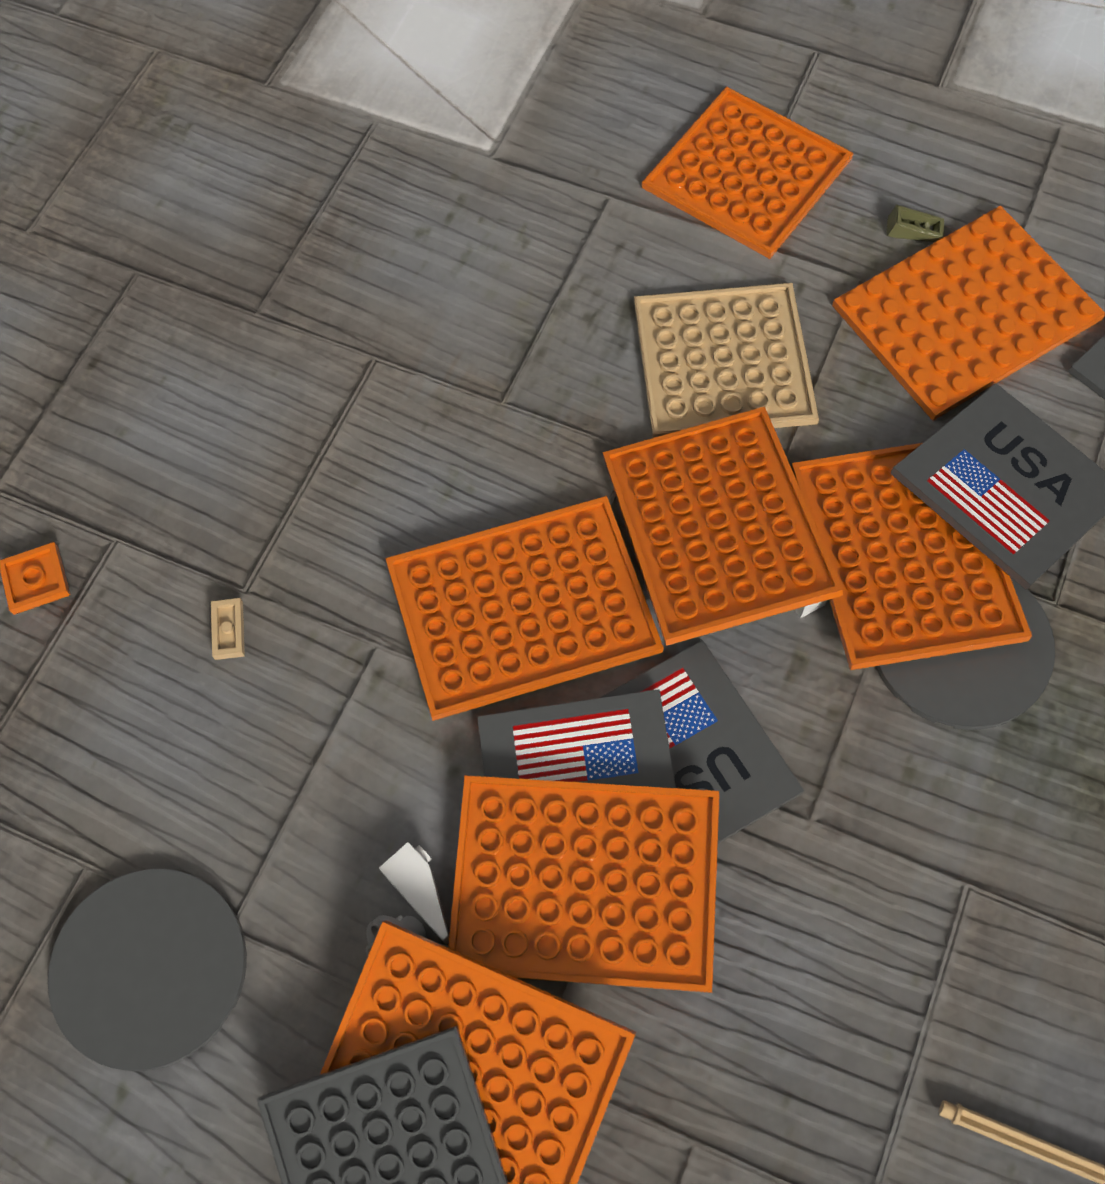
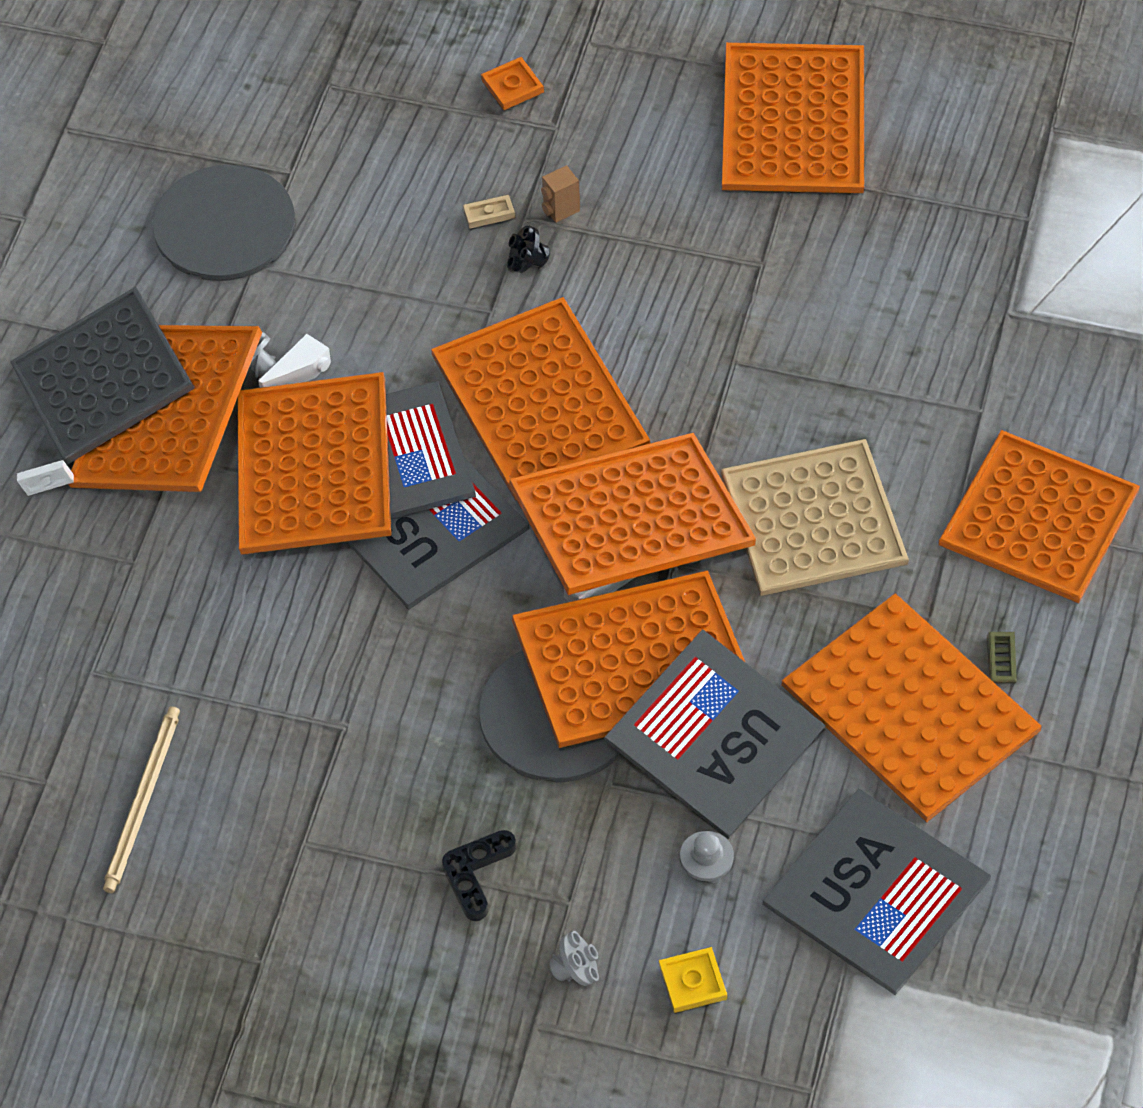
camera: 80 degrees right, 10 degrees down
(182, 299) = (794, 118): none -> orange plate
(233, 539) = (560, 194): none -> medium nougat brick
(304, 591) = (527, 250): none -> black plate

